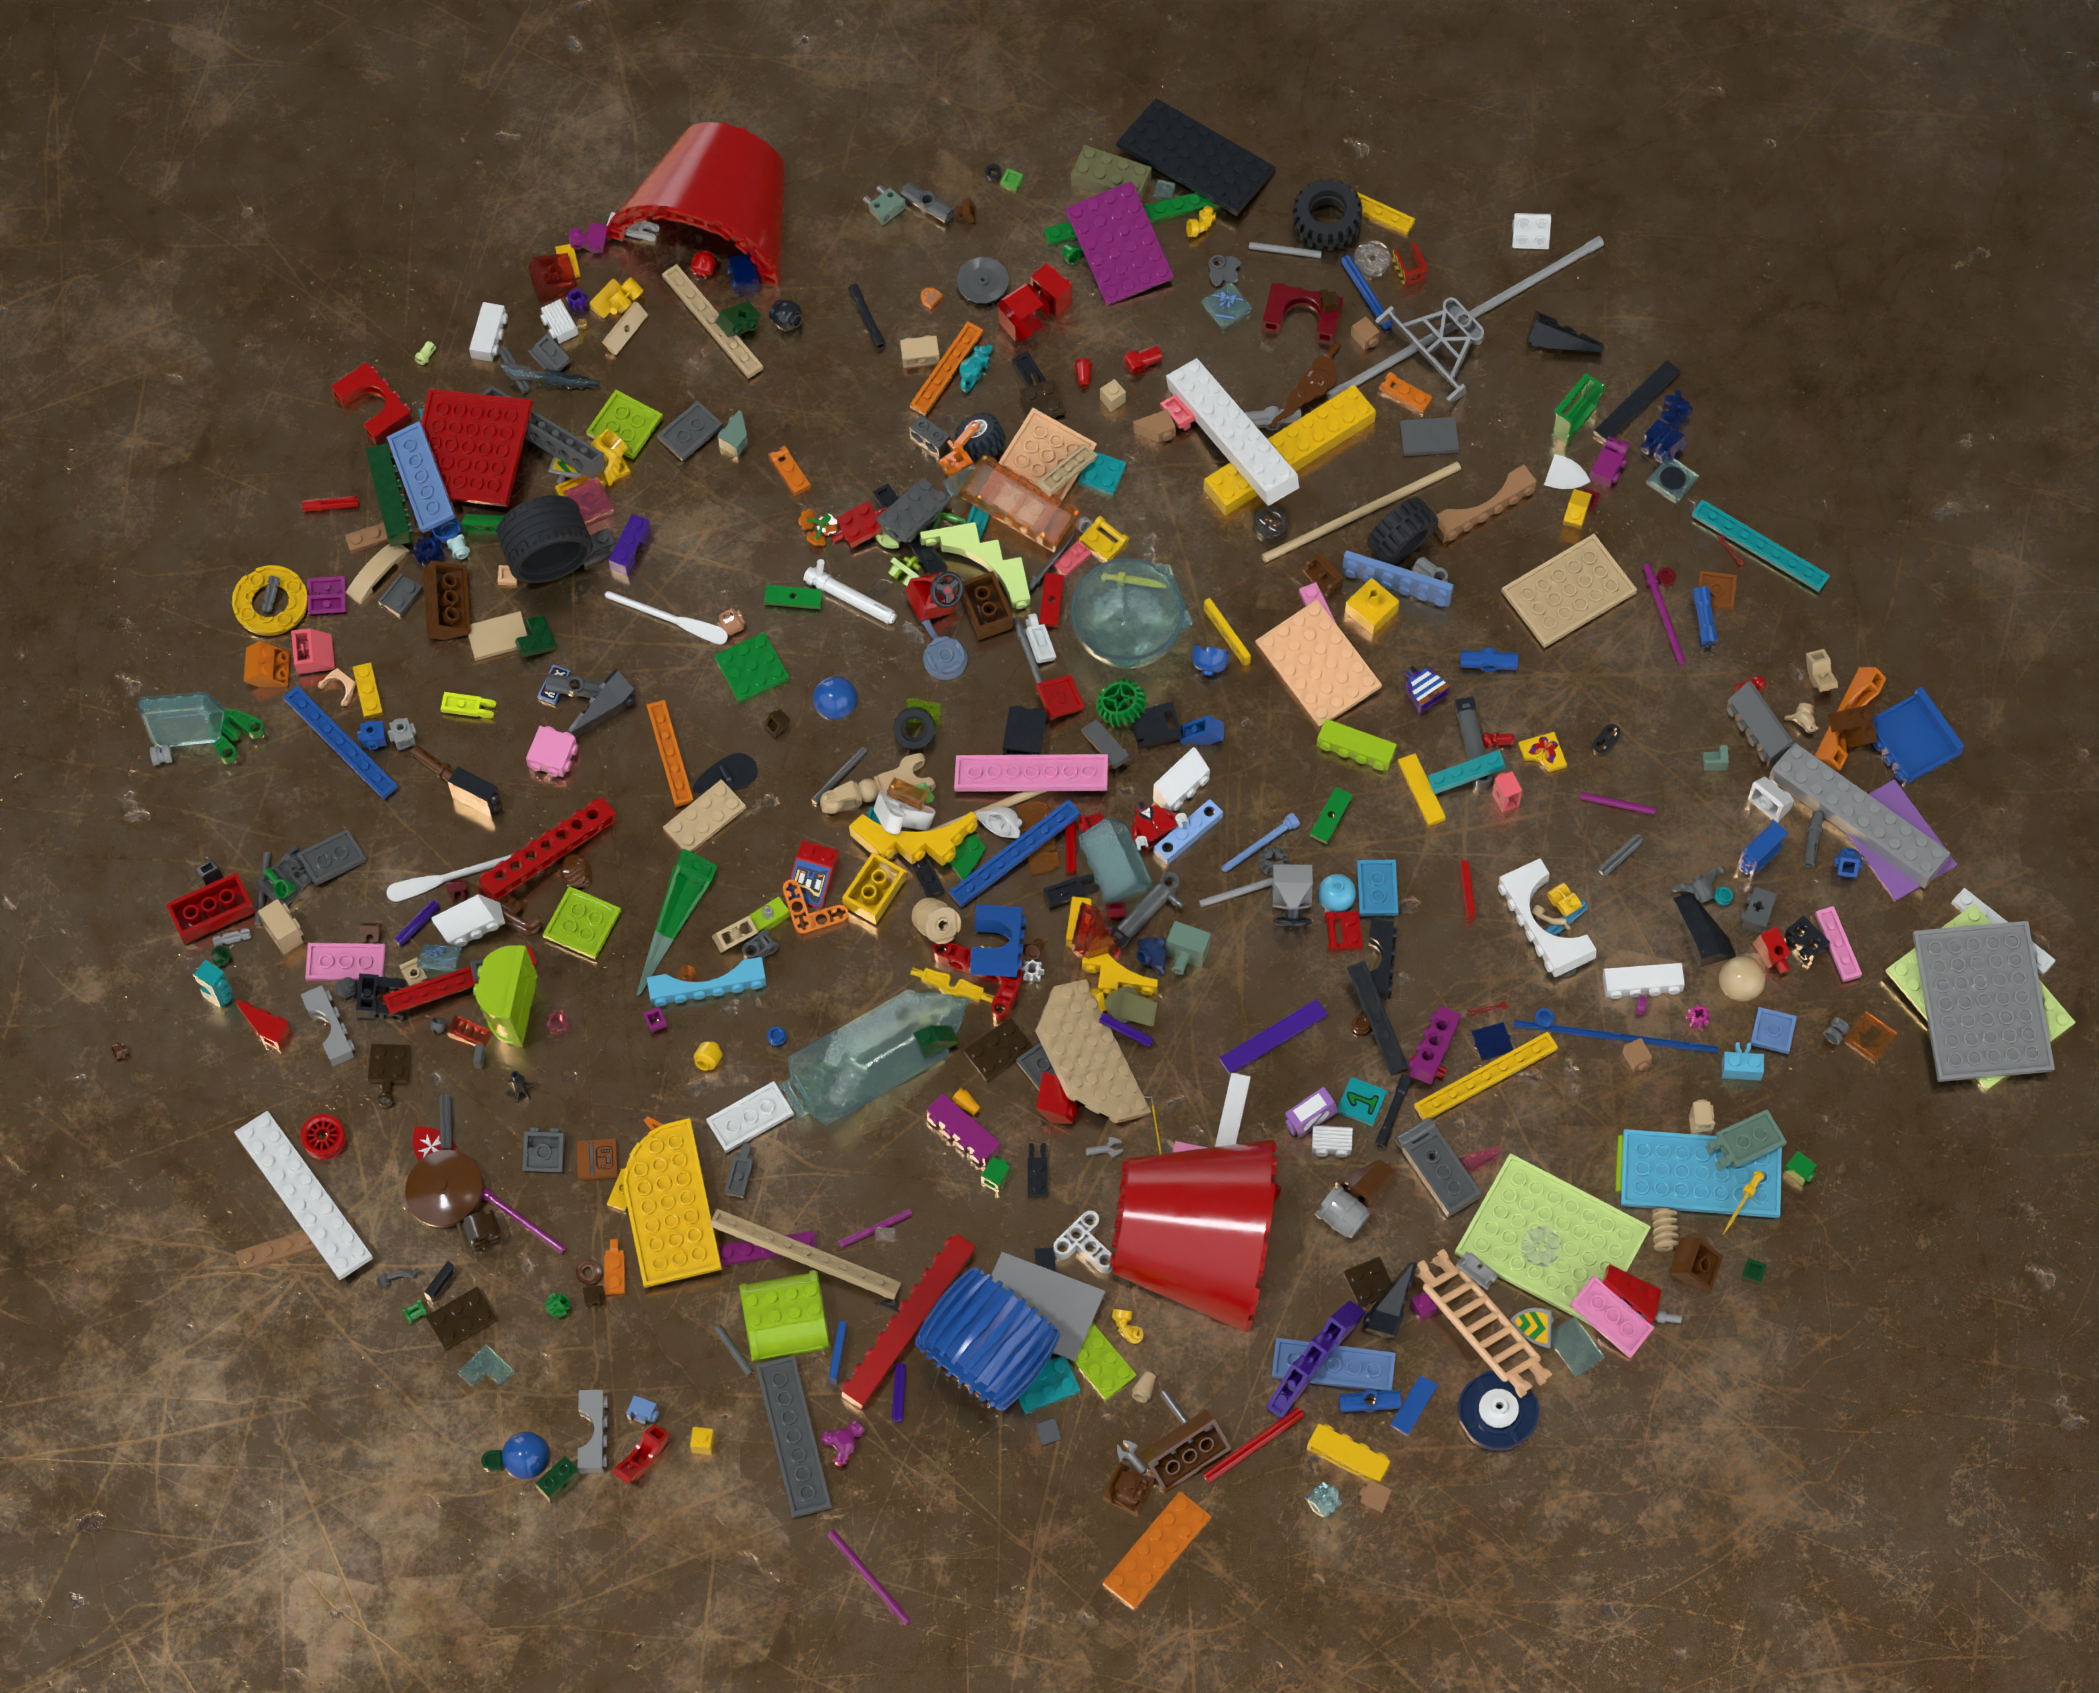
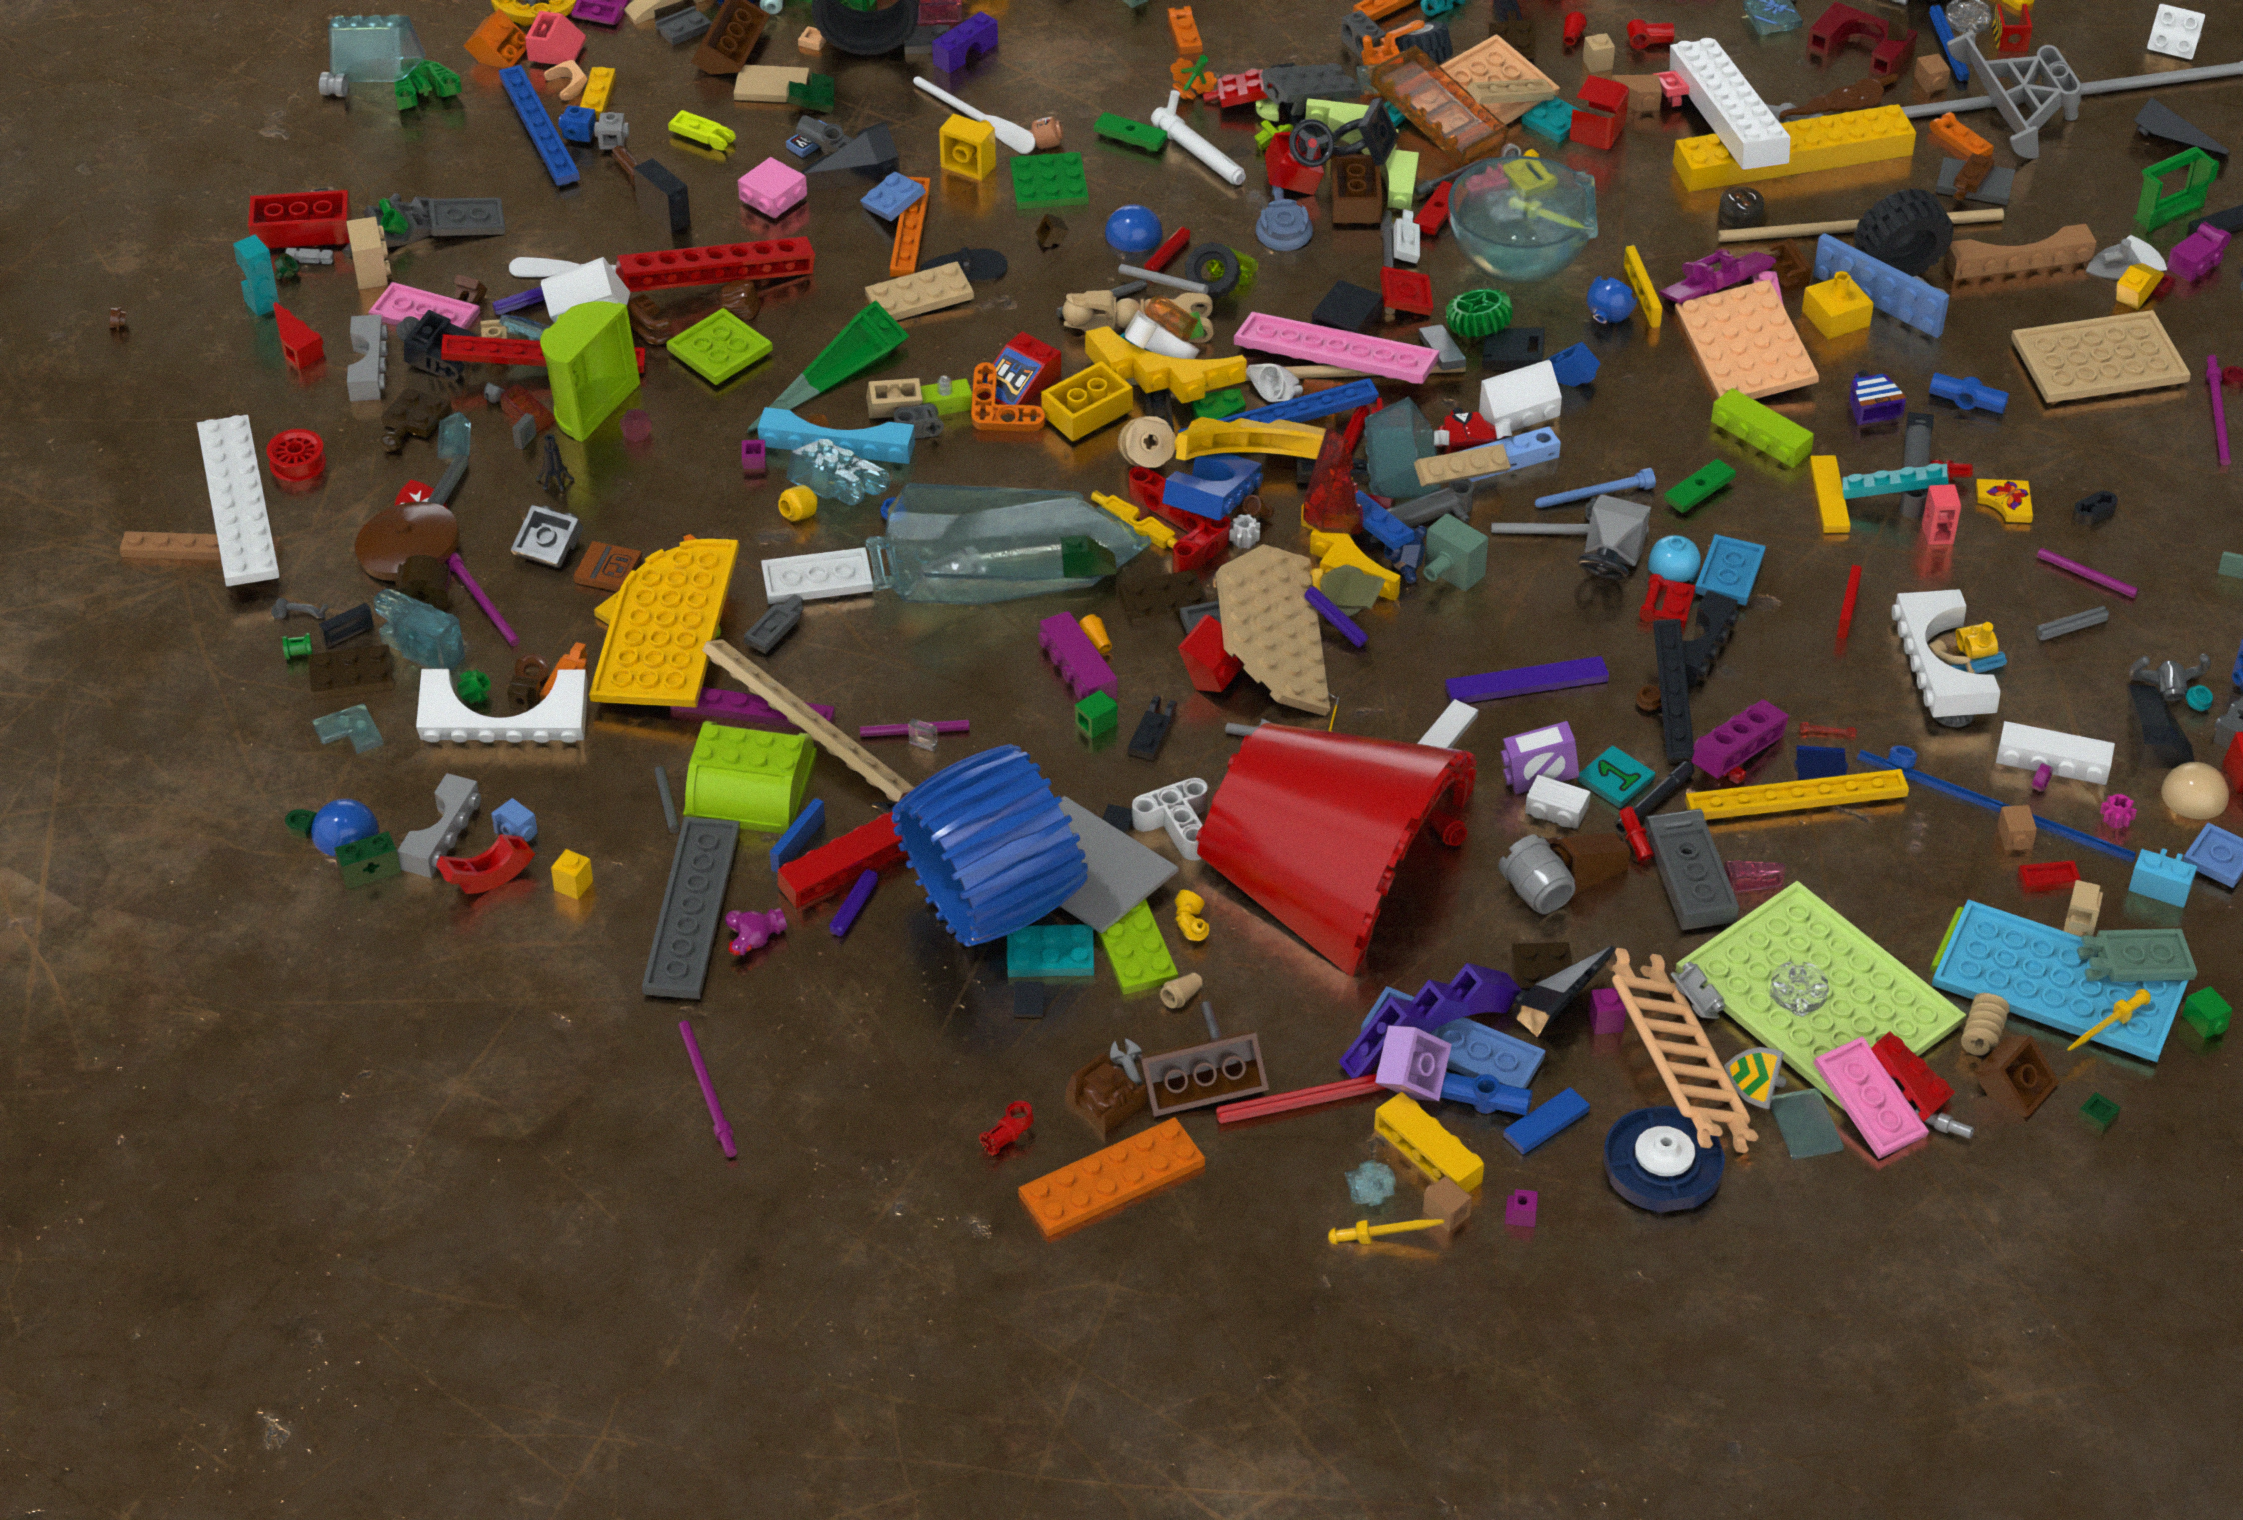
camera: 20 degrees right, 20 degrees down
(427, 1076) = (454, 436): none -> clear light blue slope
(498, 1273) = (419, 631): none -> clear light blue brick
(550, 1338) = (555, 718): none -> white arch
(645, 729) = (892, 196): none -> medium blue plate
(682, 660) = (967, 146): none -> yellow brick
(726, 1022) = (836, 472): none -> clear light blue brick
(868, 712) = (1169, 248): none -> red axle
(880, 746) = (1163, 279): none -> light grey bar
(989, 559) = (1377, 133): none -> black tile
(1003, 886) = (1245, 435): none -> yellow arch
(1077, 1540) = (1008, 1127): none -> red connector
(1131, 941) = (1383, 524): none -> blue plate
(1139, 467) = (1595, 129): none -> red piece
(1166, 865) = (1462, 465): none -> tan plate
(1280, 606) = (1703, 280): none -> magenta piece
(1320, 1402) = (1413, 1063): none -> lavender brick
(1331, 1535) = (1364, 1232): none -> yellow sword
(1393, 1151) = (1636, 834): none -> red axle
(1419, 1486) = (1522, 1208): none -> magenta piece
(1427, 435) = (1972, 175): none -> reddish brown plate
(1553, 488) = (2113, 261): none -> light grey shield
(1669, 1086) = (2048, 876): none -> red tile

